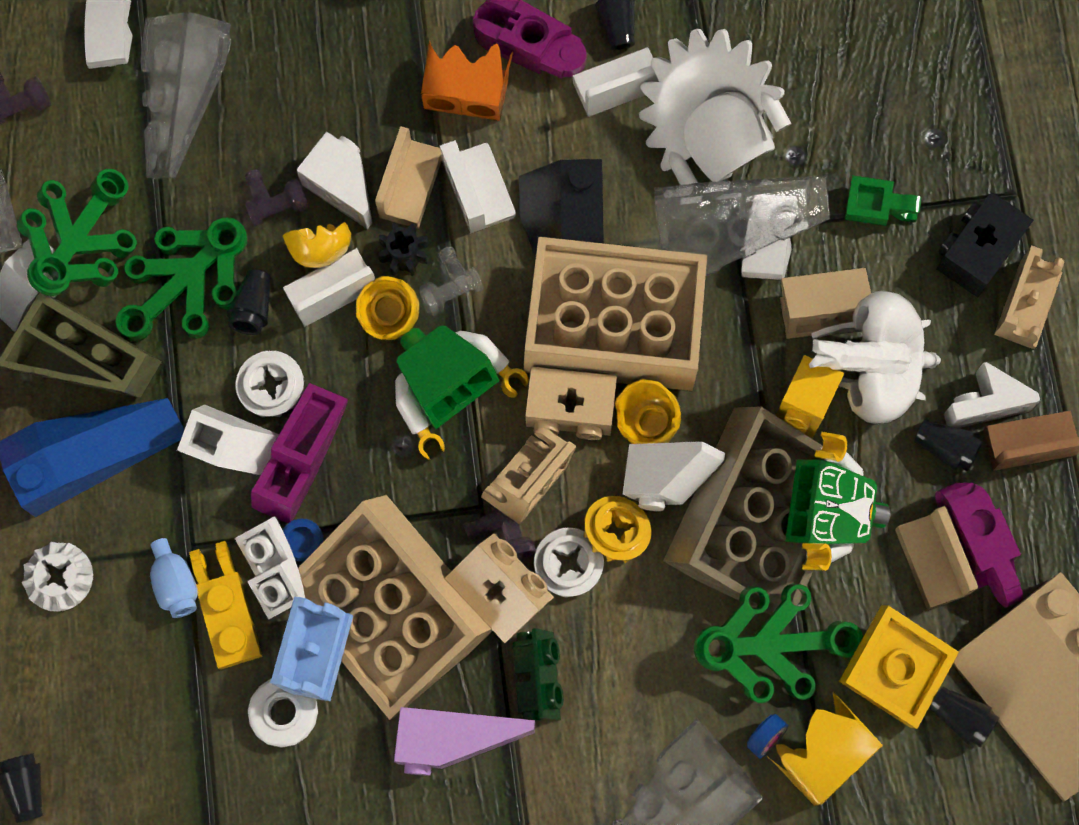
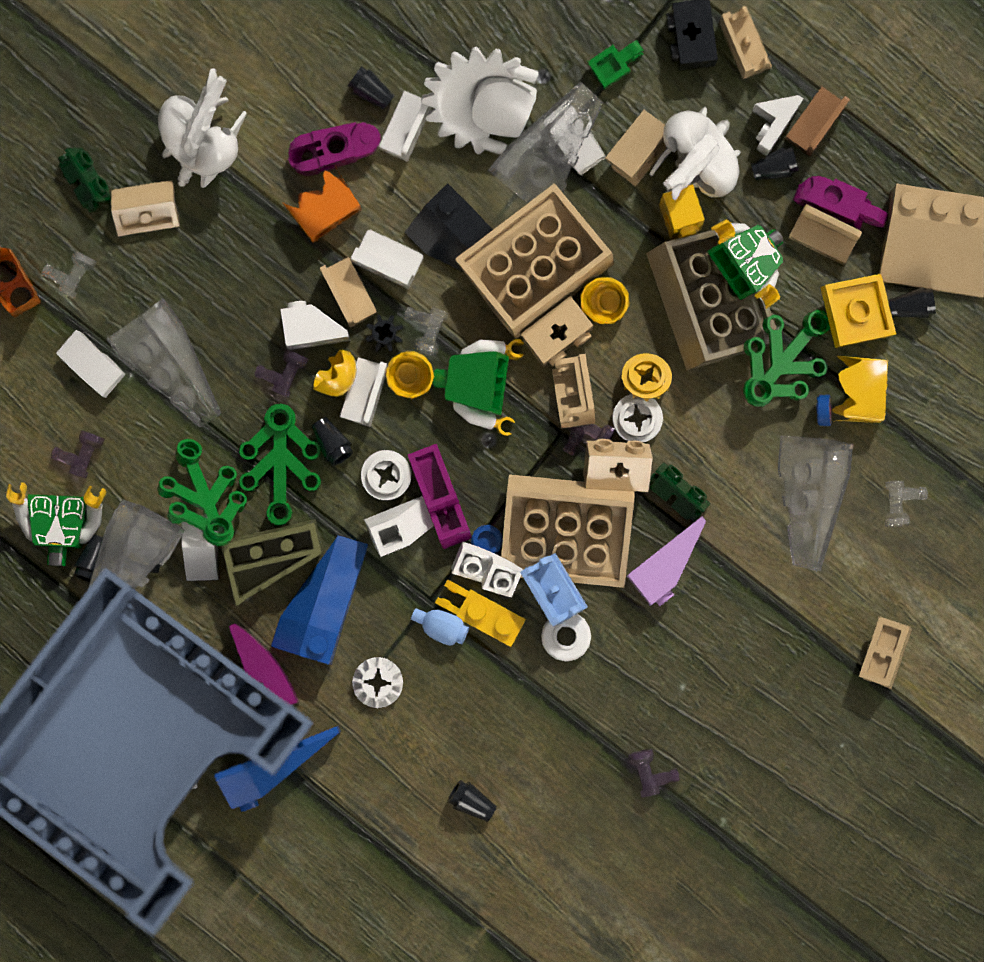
camera: 40 degrees left, 10 degrees up
(668, 472) = (646, 322): white slope -> none

